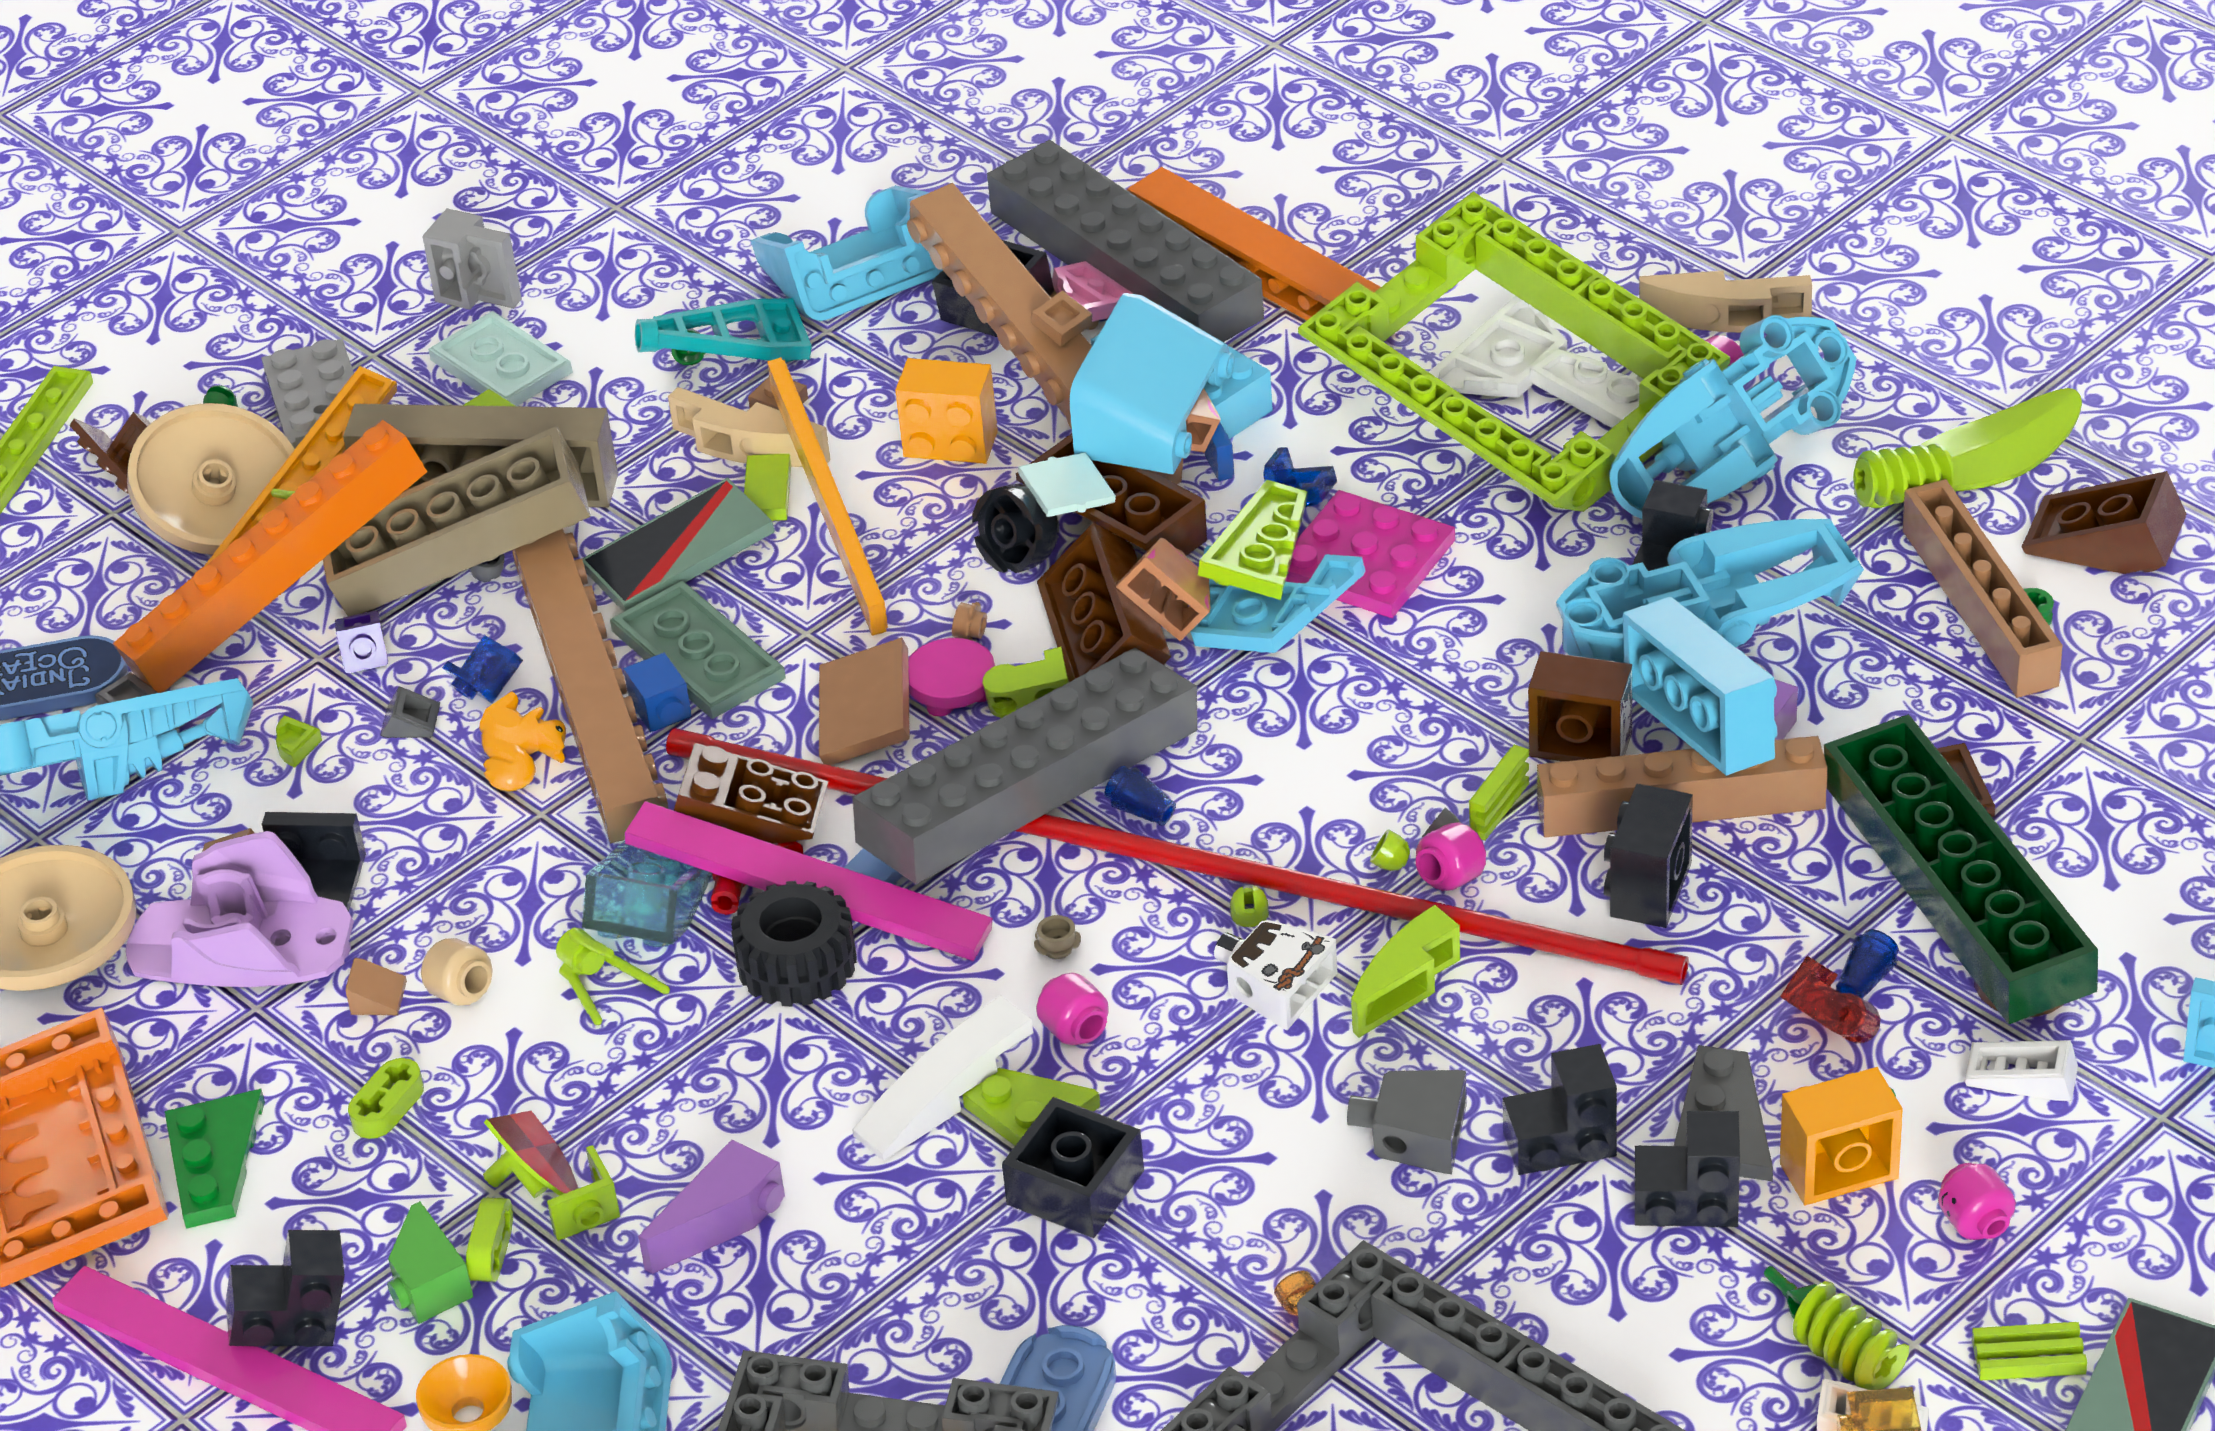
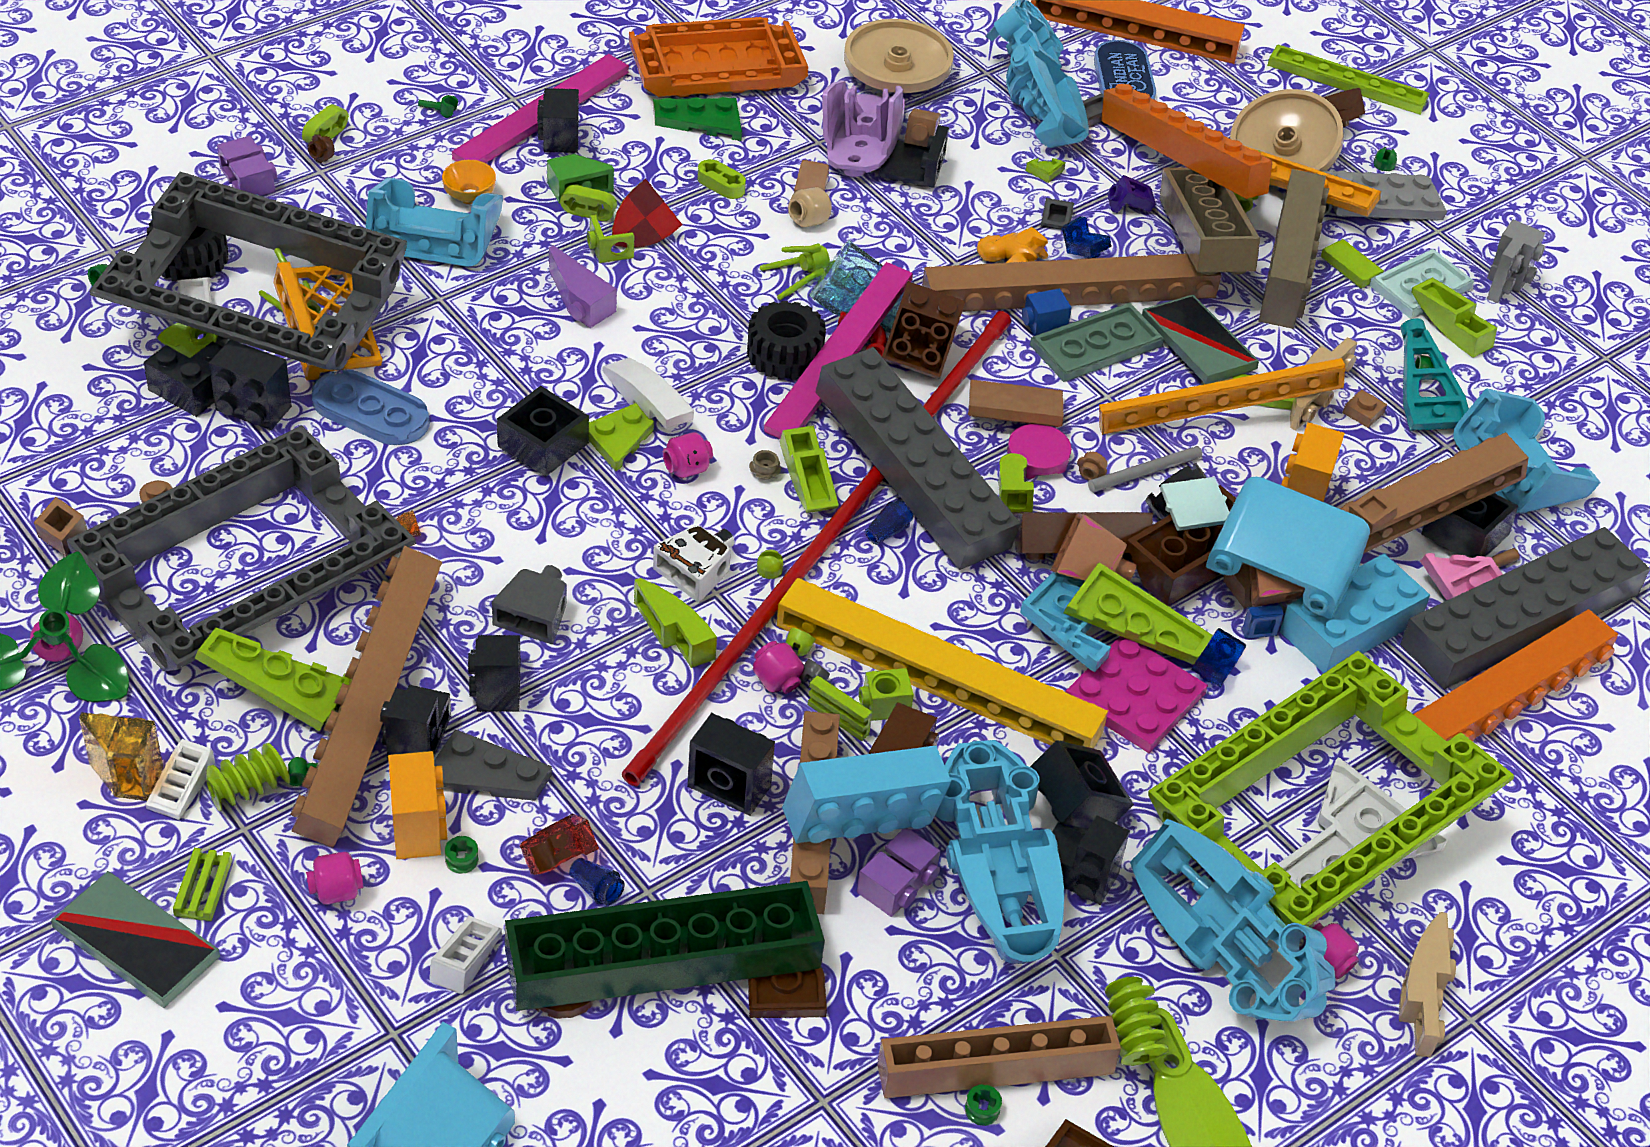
camera: 90 degrees right, 5 degrees up
(582, 318) = (1455, 317): none -> lime slope
(951, 578) = (1144, 469): none -> light grey bar
(1057, 886) = (808, 469): none -> lime slope
(1393, 717) = (941, 667): none -> yellow brick
(1459, 752) = (884, 690): none -> lime brick
(1561, 553) = (1080, 785): none -> black brick
(1655, 1242) = (372, 682): none -> medium nougat brick
(1667, 1338) = (286, 683): none -> lime wing

